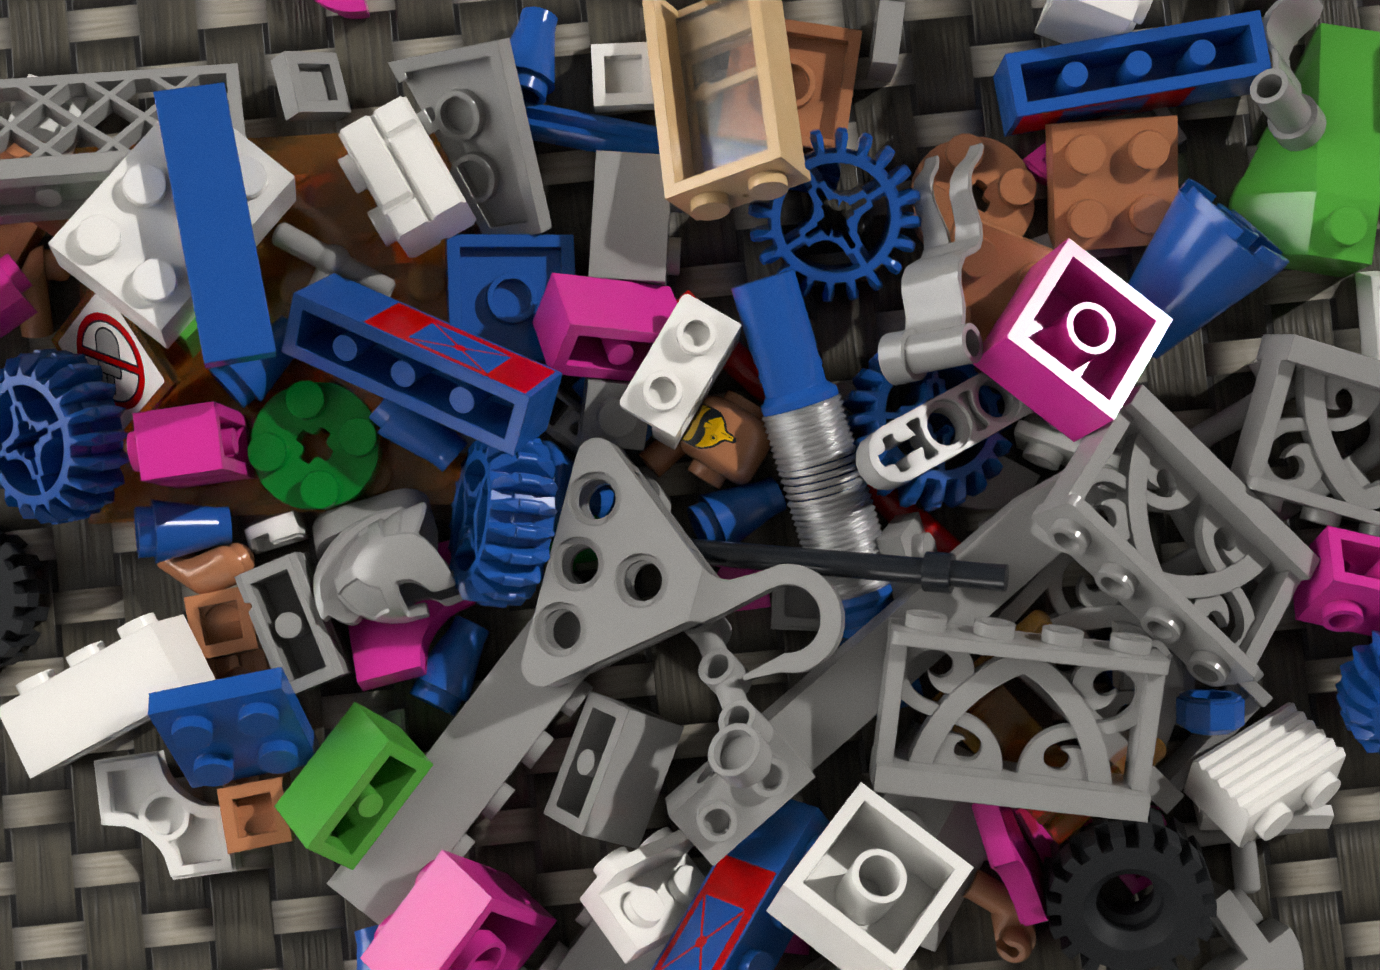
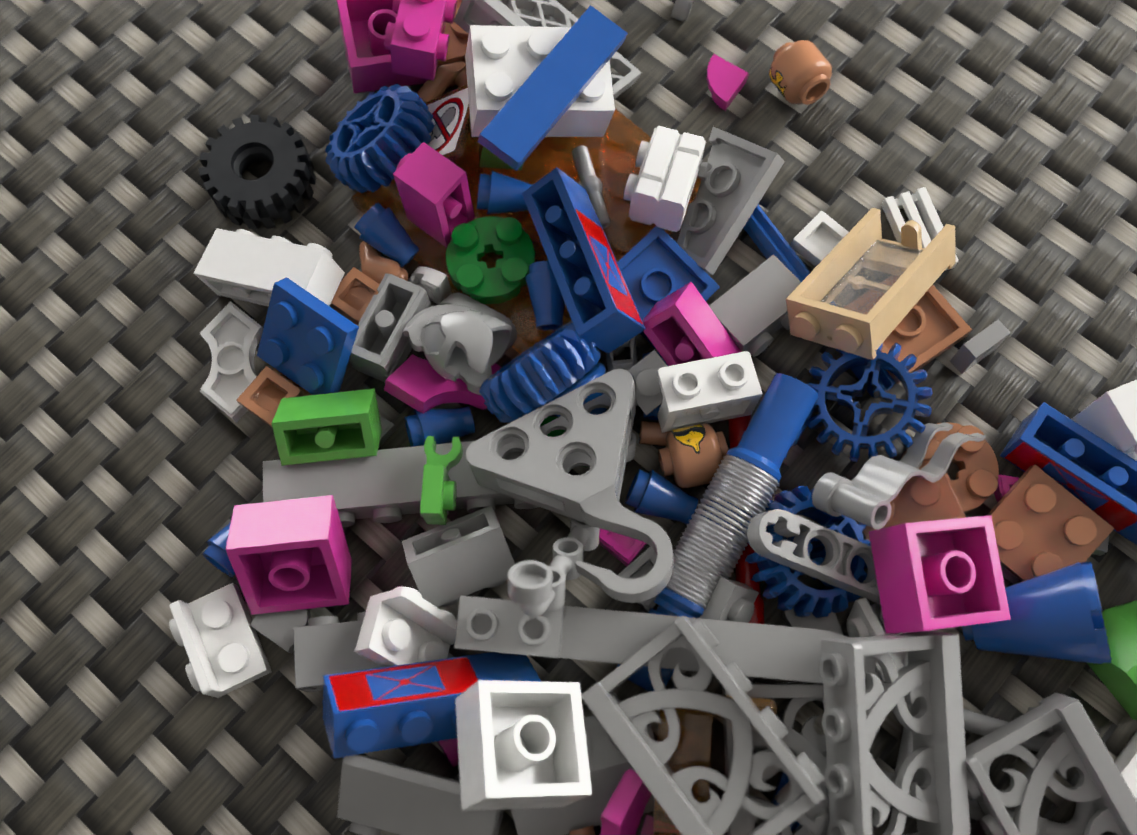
camera: 50 degrees right, 15 degrees down
(310, 86) = (665, 106): light grey plate -> none
(535, 53) = (787, 191): blue cone -> none
(535, 739) = (437, 490): none -> bright green plate
(935, 571) = (735, 614): black bar -> none

